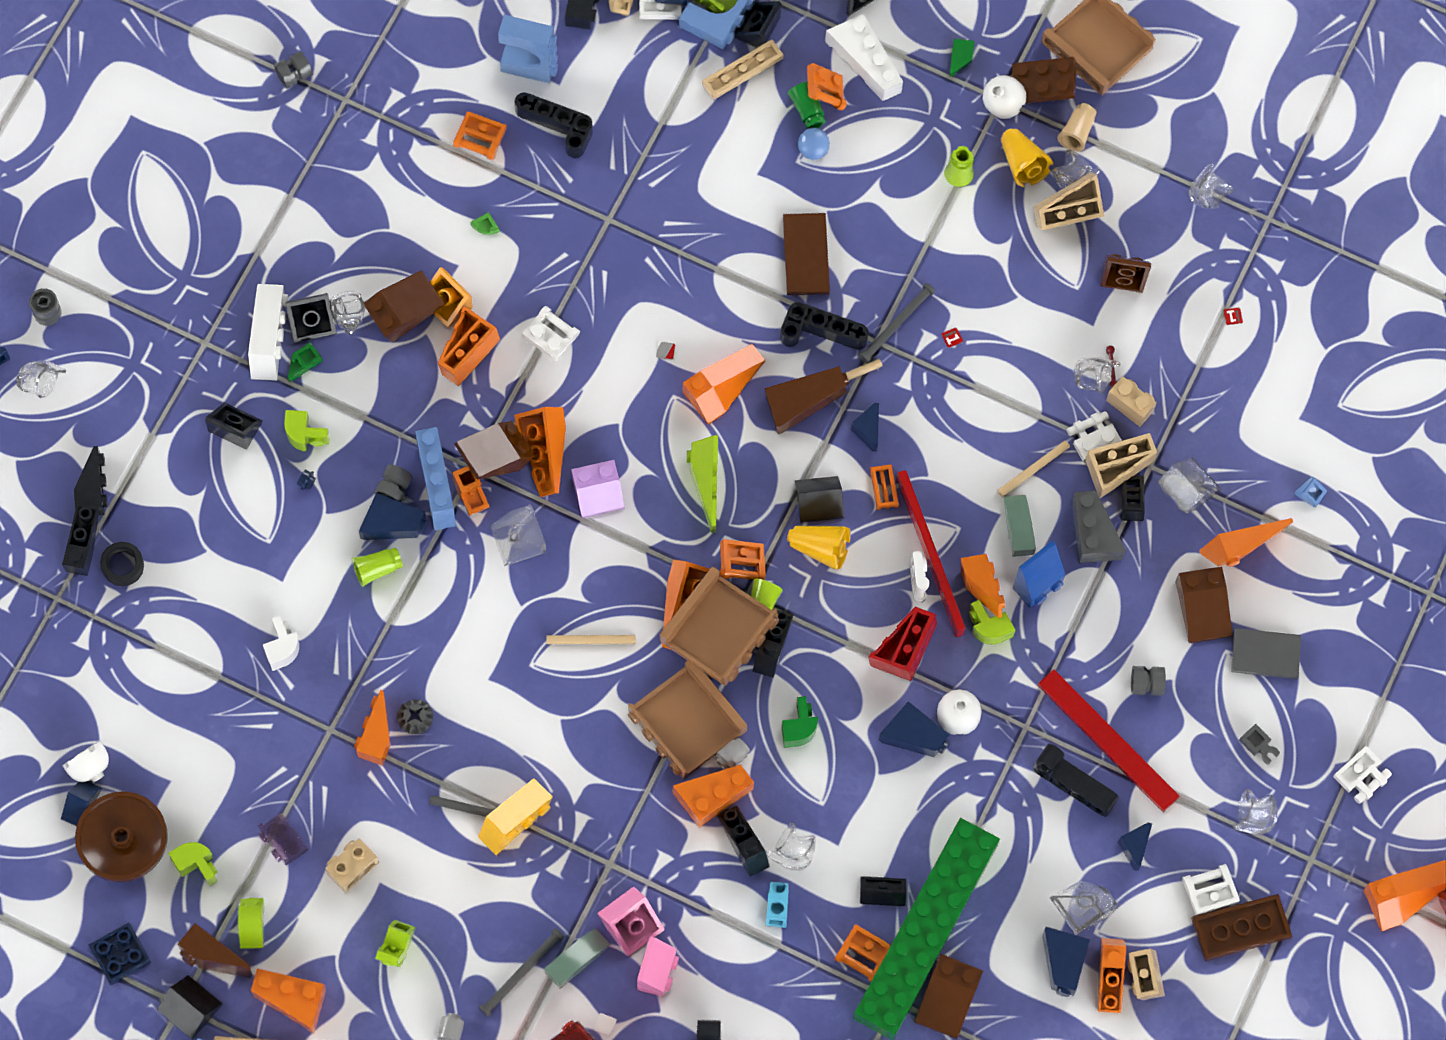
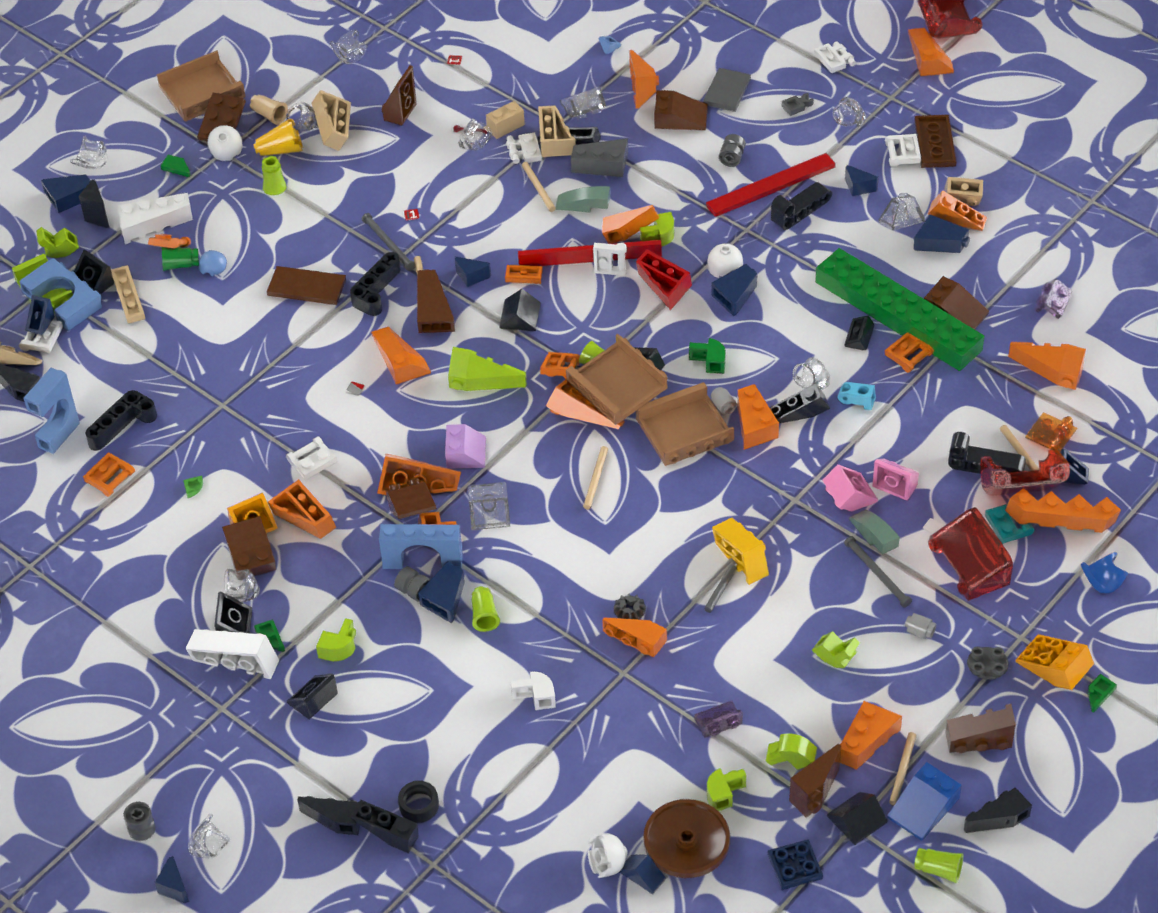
camera: 70 degrees left, 20 degrees down
(306, 479) = (384, 649): dark blue plate -> none
(351, 864) = (755, 671): tan brick -> none
(821, 543) = (562, 312): yellow cone -> none
(1040, 576) = (629, 189): blue slope -> none

